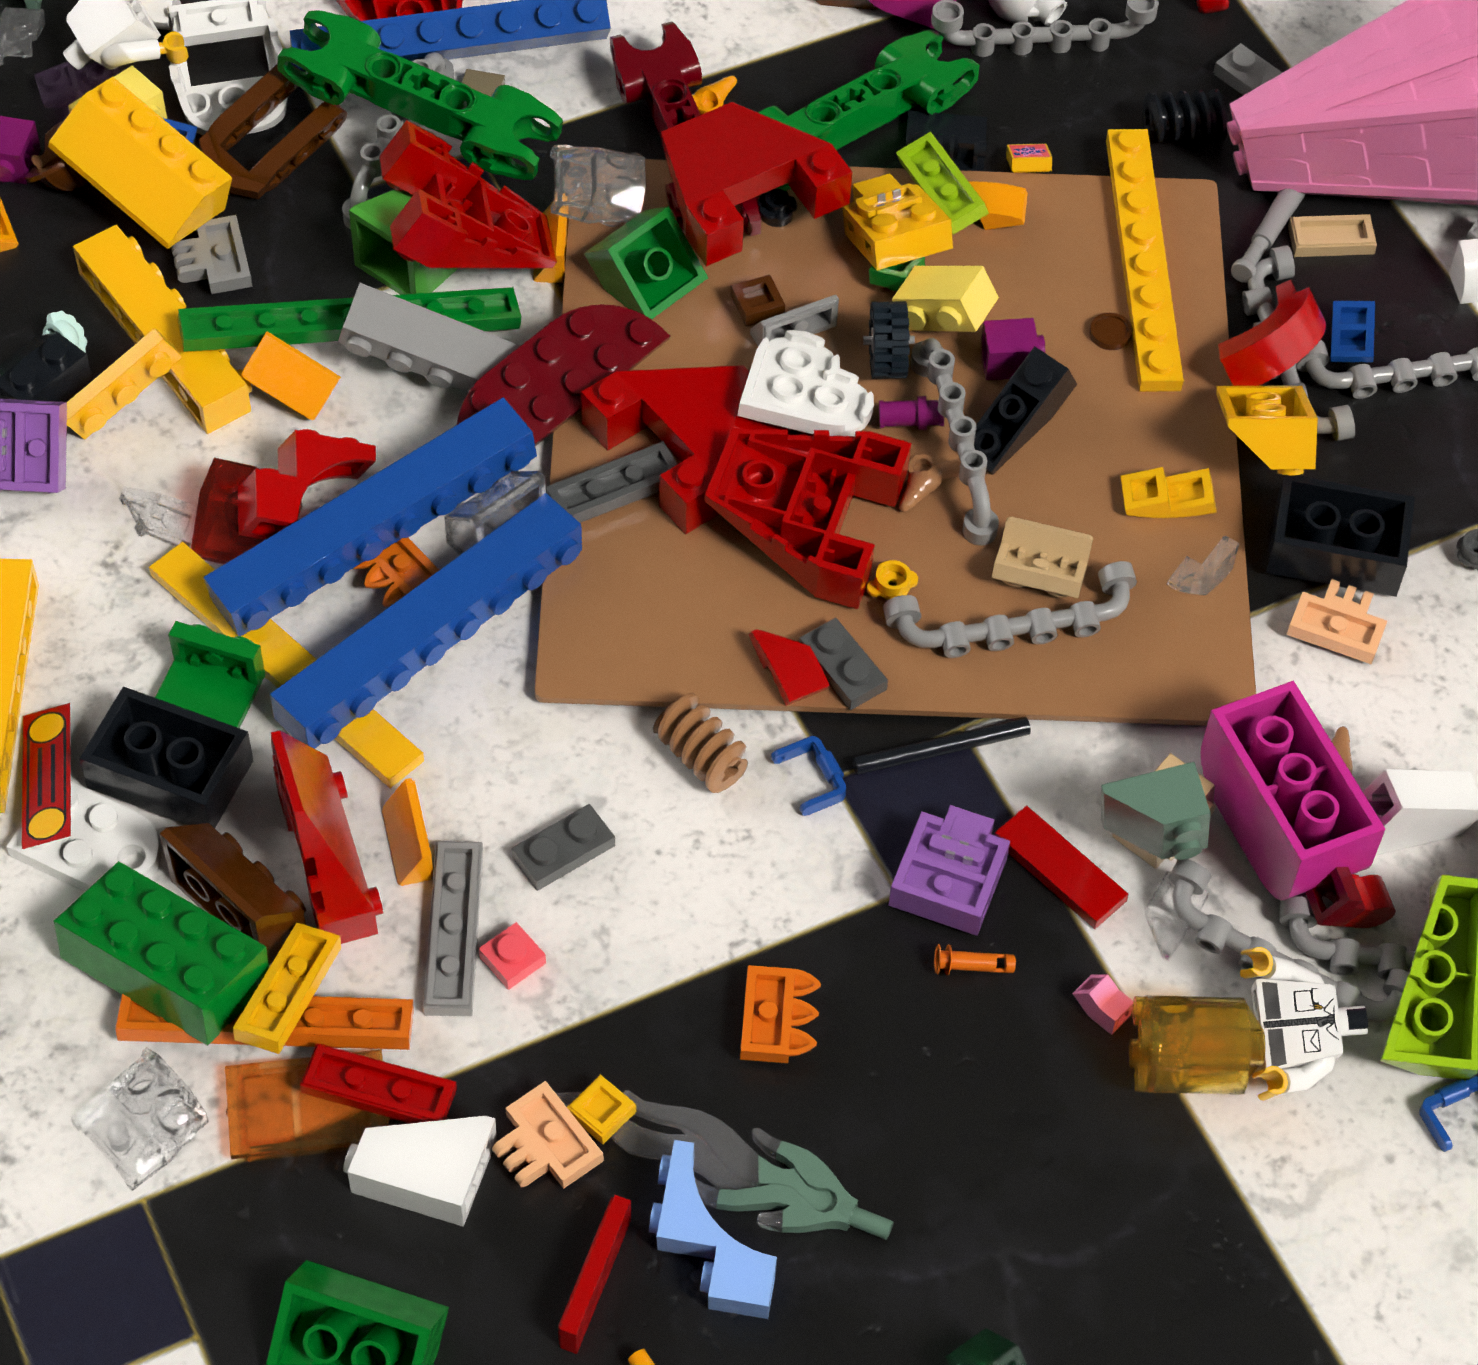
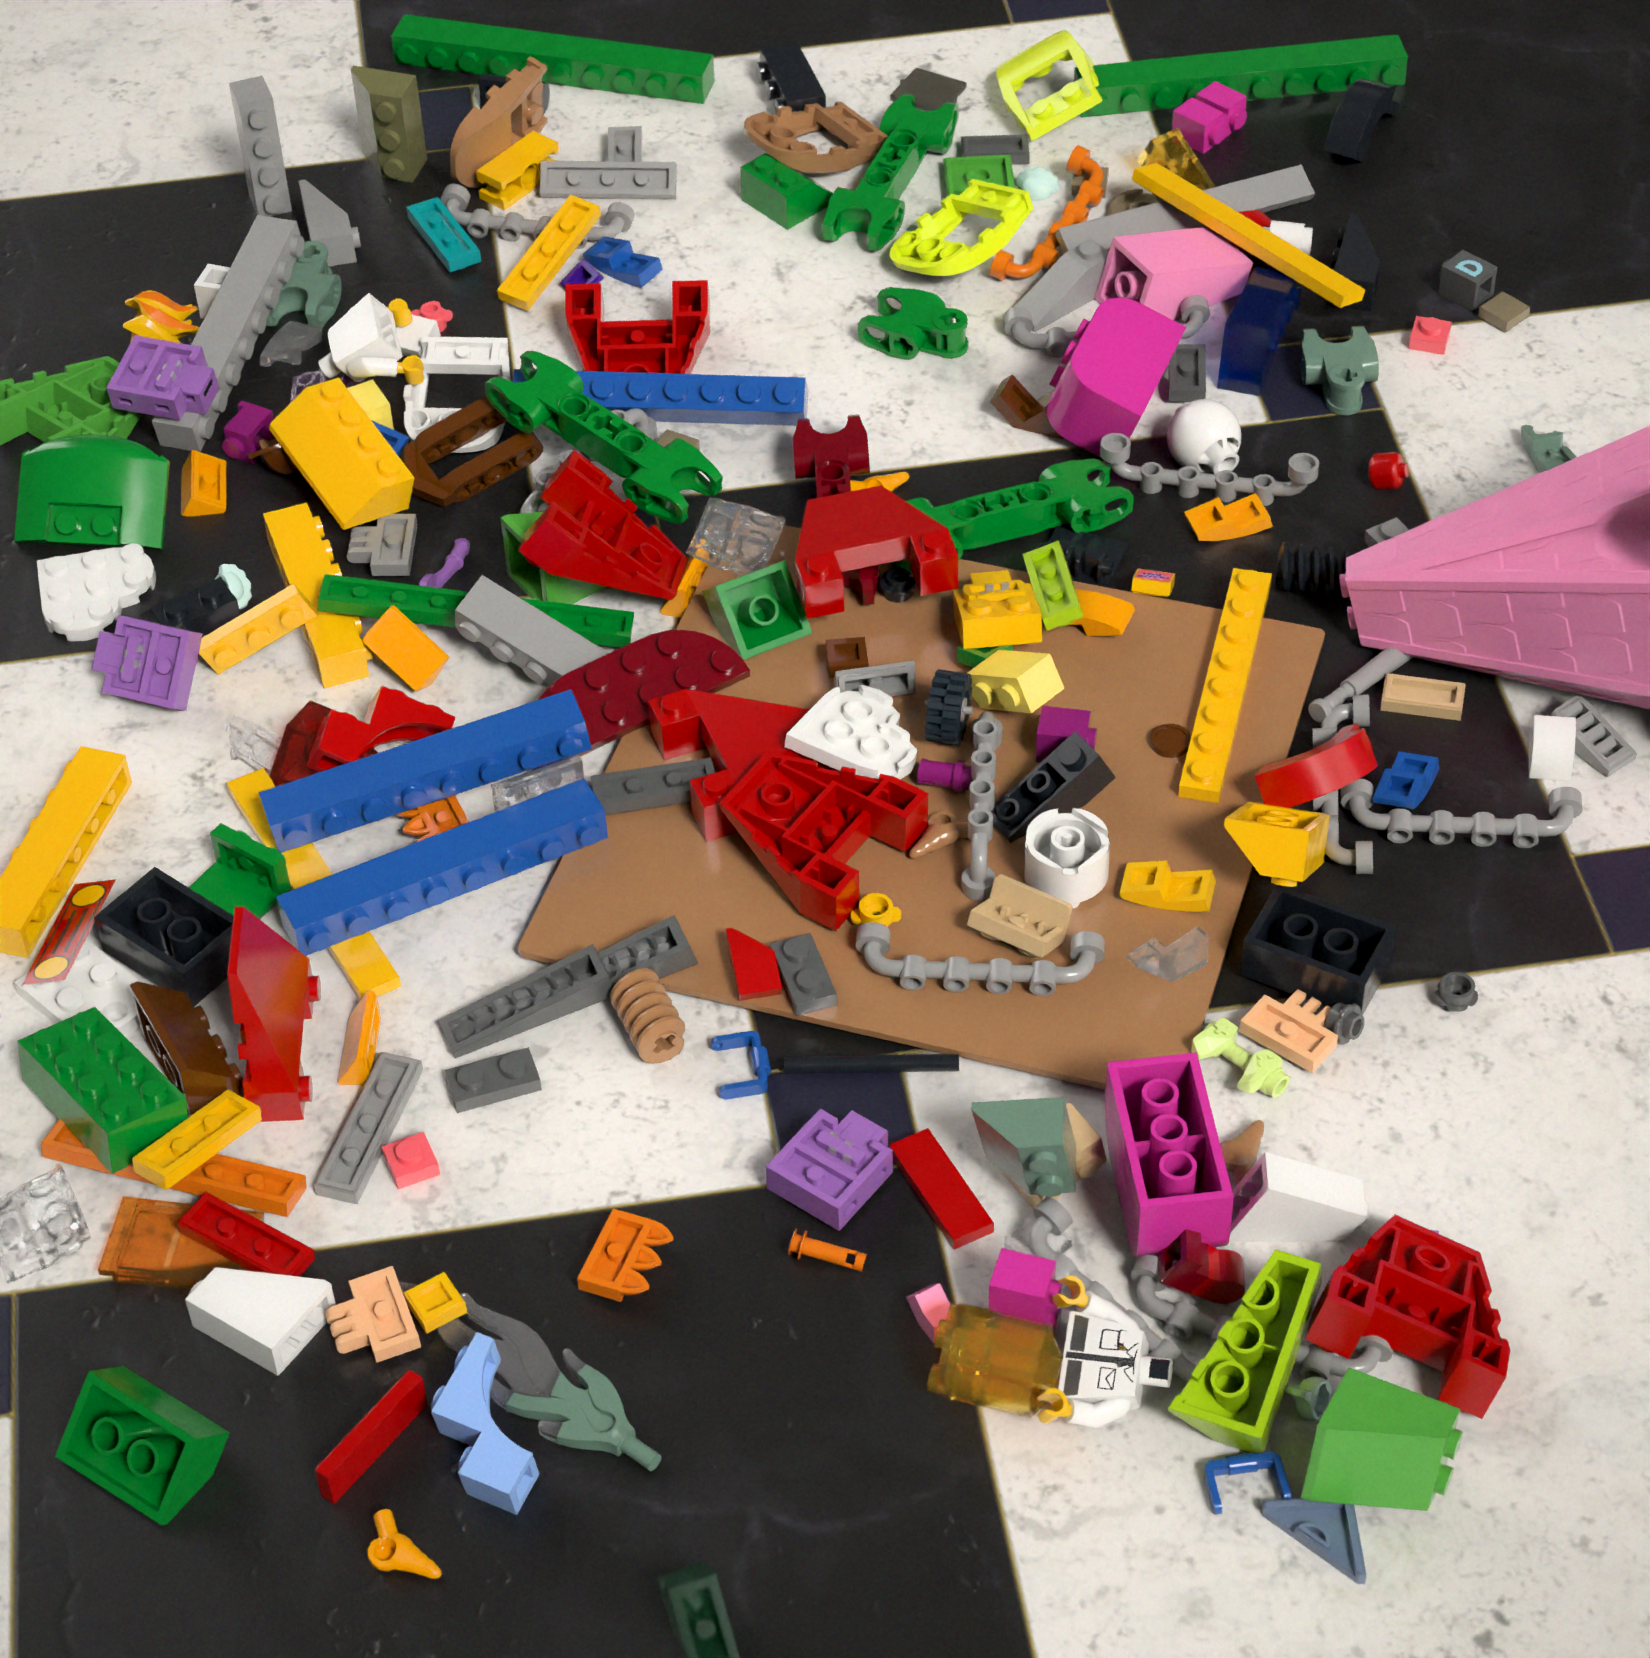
camera: 20 degrees right, 10 degrees down
(296, 263) = (453, 563): none -> medium lavender piece
(606, 729) = (566, 987): none -> dark grey slope
(1066, 481) = (1067, 855): none -> white brick
(1073, 76) = (1219, 522): none -> light orange slope
(1200, 965) = (1025, 1287): none -> dark pink brick
(1327, 673) = (1261, 1070): none -> yellowish green piece
(1387, 603) = (1345, 1022): none -> dark grey plate

